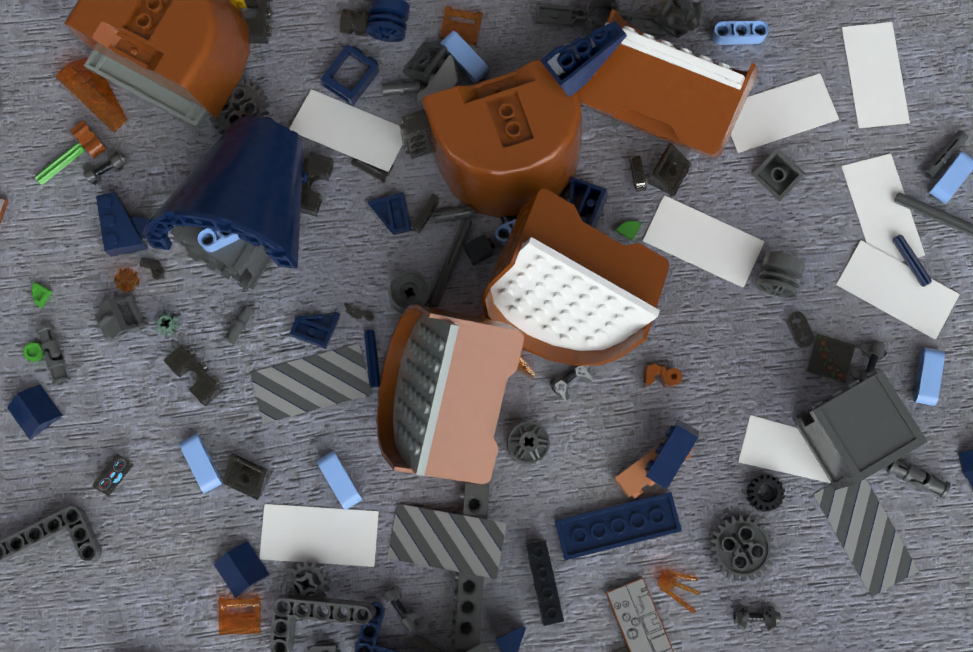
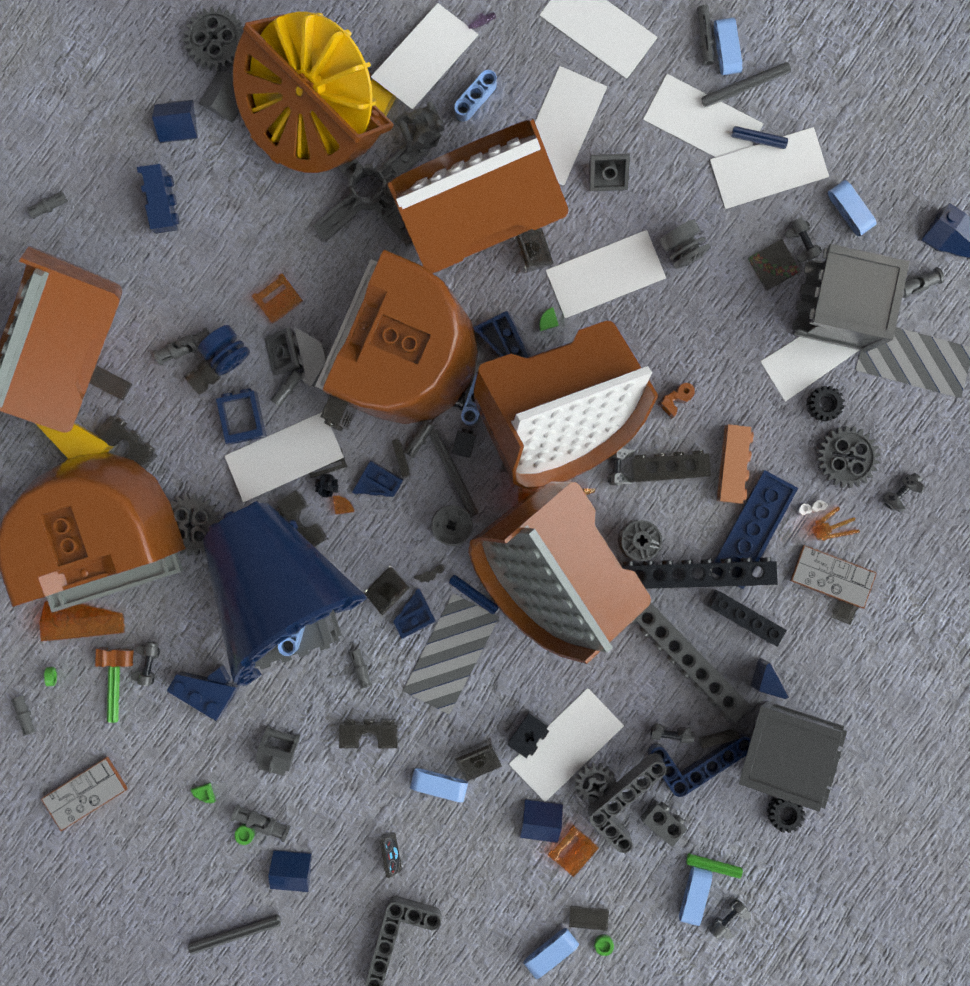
camera: 45 degrees left, 10 degrees up
(33, 107) = (50, 676): none -> bright green tile
(126, 280) = (251, 722): clear orange gear -> none
(155, 267) = (259, 691): clear smoke arm -> none
(172, 324) = (308, 724): sand green gear -> none
(291, 491) = (518, 740): none -> black brick
(317, 292) = (387, 590): none -> clear smoke slope
(339, 480) = (541, 697): light blue beam -> none
(351, 204) = (342, 505): none -> clear orange tile
(355, 177) = (326, 485): none -> black gear
(447, 541) = (655, 660): sticker -> none
(465, 57) = (306, 319): light blue beam -> none
(559, 537) = (767, 576): none -> black brick
(579, 61) = (405, 245): dark blue wedge -> none
(608, 429) = (700, 469): none -> clear smoke brick
(638, 173) = (513, 274): clear smoke beam -> none
(671, 453) = (743, 445): dark blue wedge -> none
(672, 554) = (816, 506): none -> white piece
(804, 327) = (735, 262): clear smoke beam -> none

